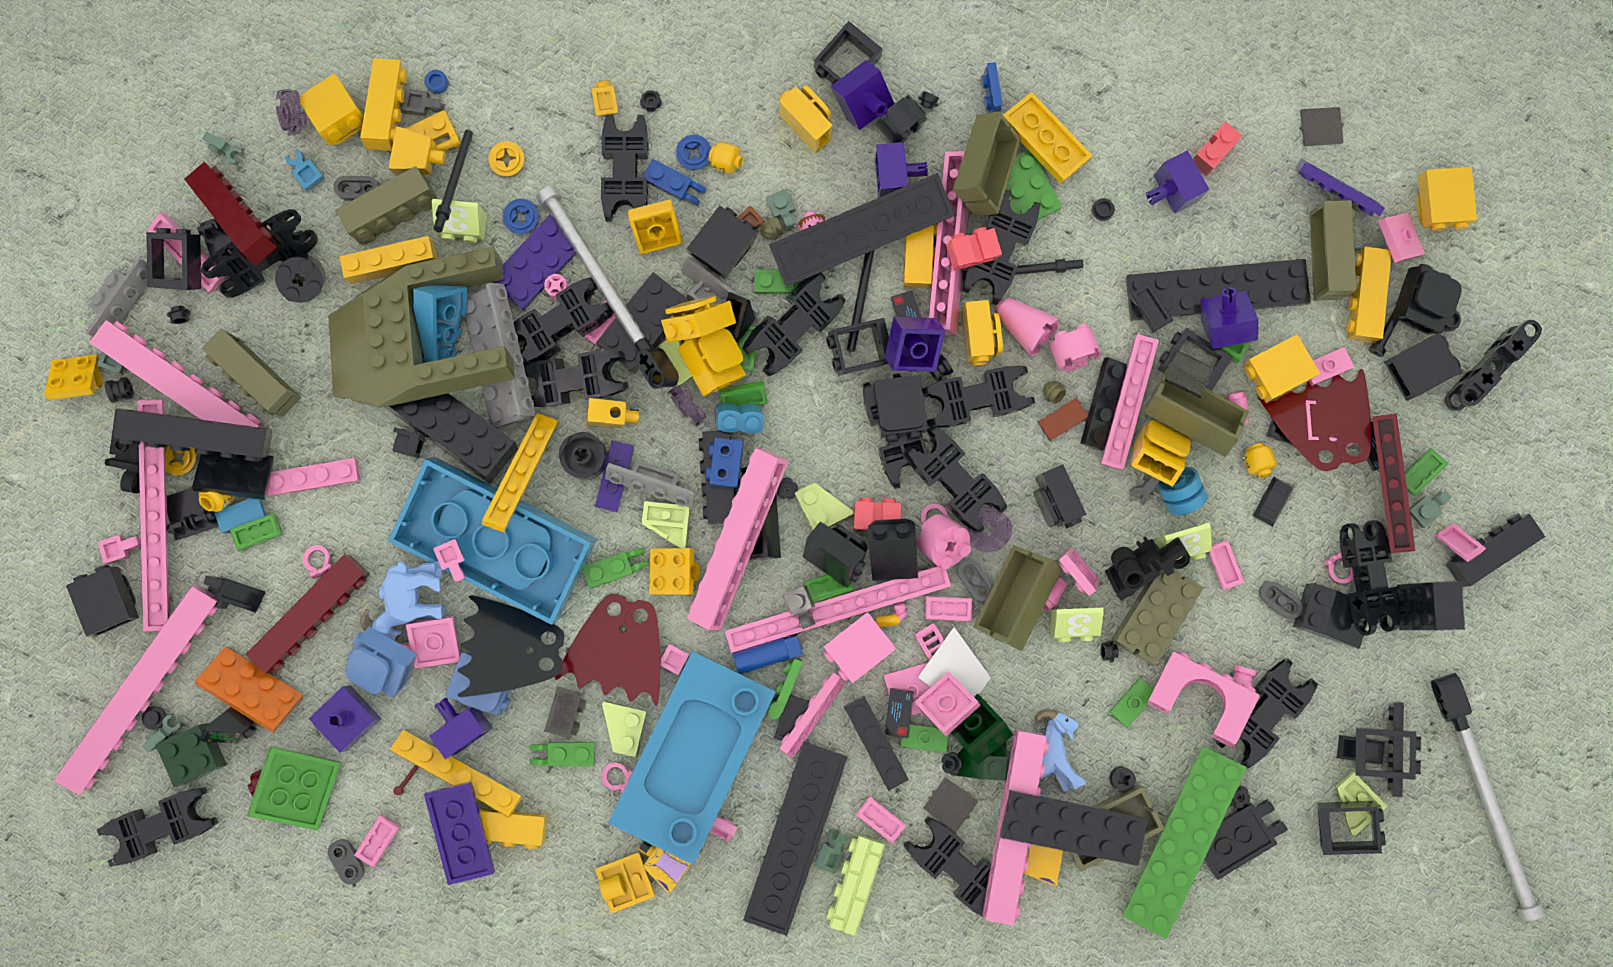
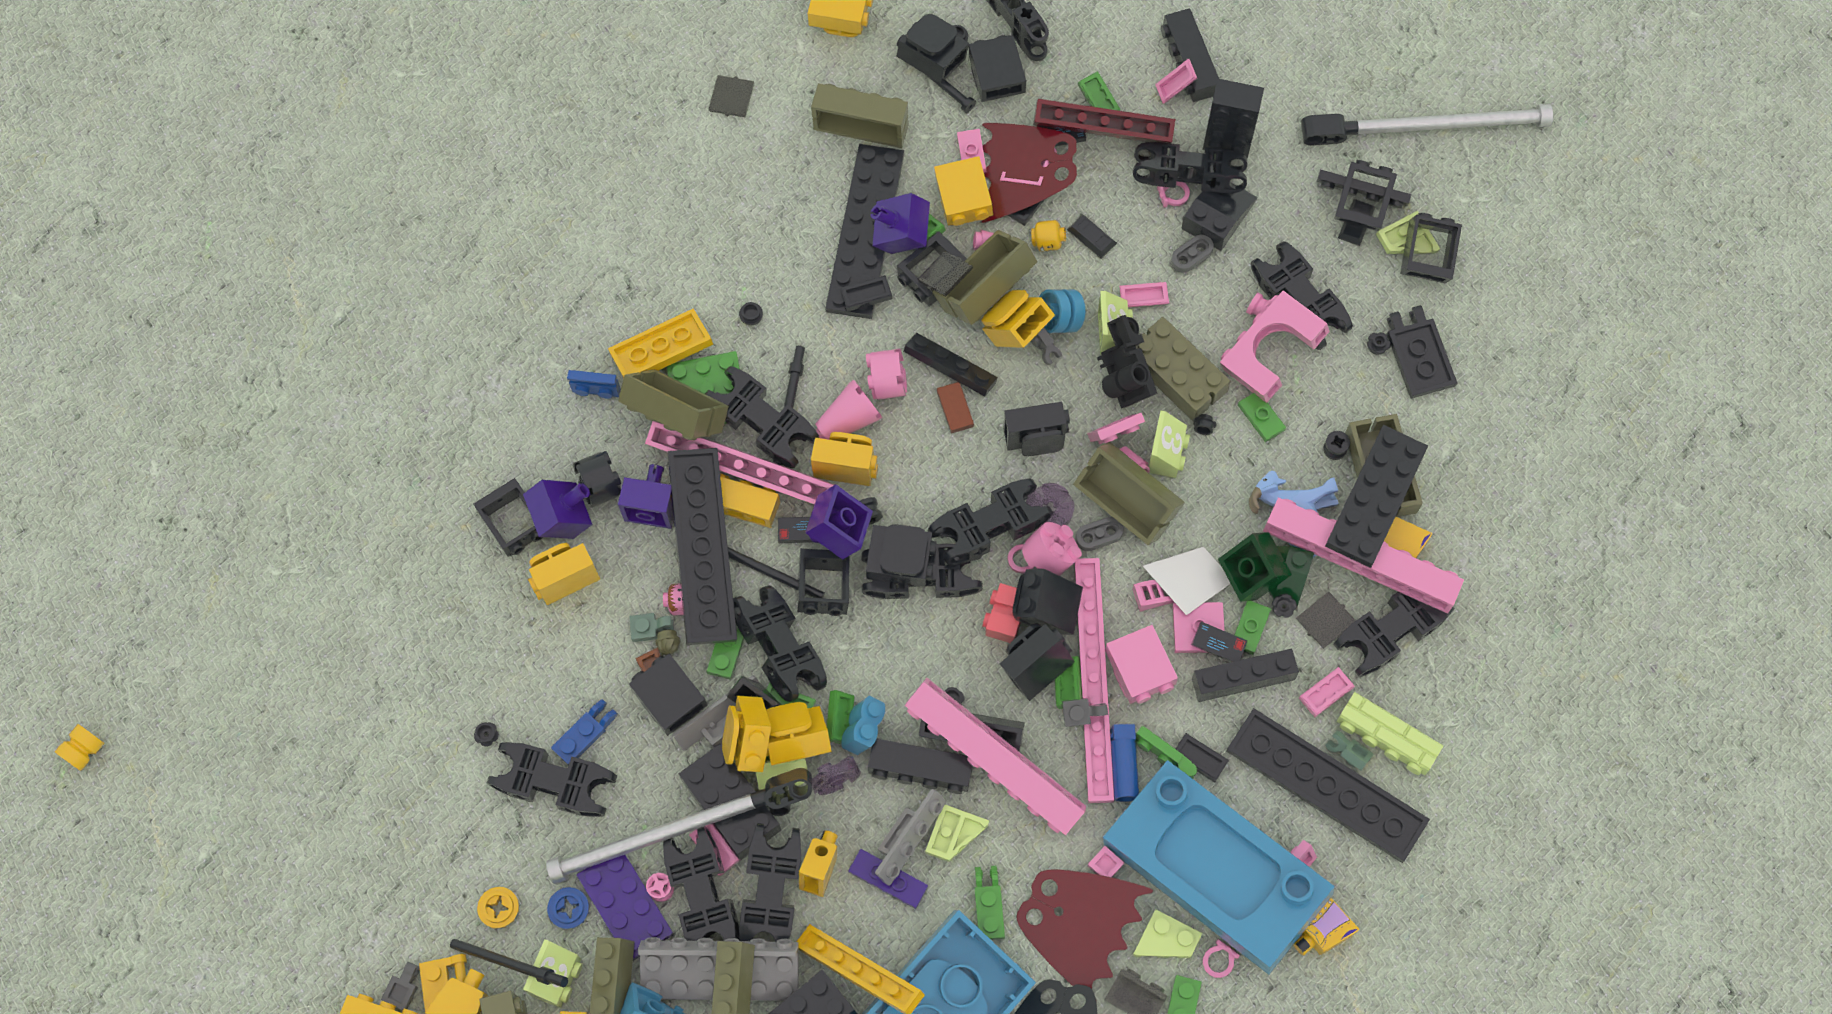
camera: 70 degrees left, 15 degrees down
(436, 81) = (383, 965): blue tile -> none
(580, 443) = (857, 888): black brick -> none
(604, 98) = (466, 781): yellow bracket -> none
(624, 882) = (1336, 979): yellow plate -> none
(646, 218) = (629, 760): yellow brick -> none
(673, 571) = (1010, 840): yellow plate -> none
(692, 142) = (559, 691): blue gear -> none
(725, 157) = (575, 669): yellow head -> none
(725, 463) = (909, 747): blue brick -> none
(817, 707) = (1208, 740): bright pink plate -> none
(821, 506) = (981, 669): yellowish green wing -> none
(895, 618) = (1117, 621): arm -> none
(928, 100) = (582, 449): black plate -> none
(947, 703) = (1221, 590): bright pink plate -> none
(948, 608) = (1121, 568): bright pink plate -> none
(973, 249) = (758, 438): coral brick -> none
(994, 393) = (909, 464): black piece -> none
(1054, 391) = (924, 407): olive plate -> none
(1129, 402) = (956, 339): bright pink plate -> none
(1178, 183) = (749, 234): dark purple brick -> none
(1184, 842) = (1418, 402): bright green brick -> none
(1216, 148) = (724, 191): coral brick -> none
(1345, 191) = (803, 90): dark purple plate -> none
(1370, 297) = (923, 99): yellow brick -> none
(1401, 237) = (865, 54): bright pink plate -> none
(1427, 509) = (1135, 101): sand green plate -> none

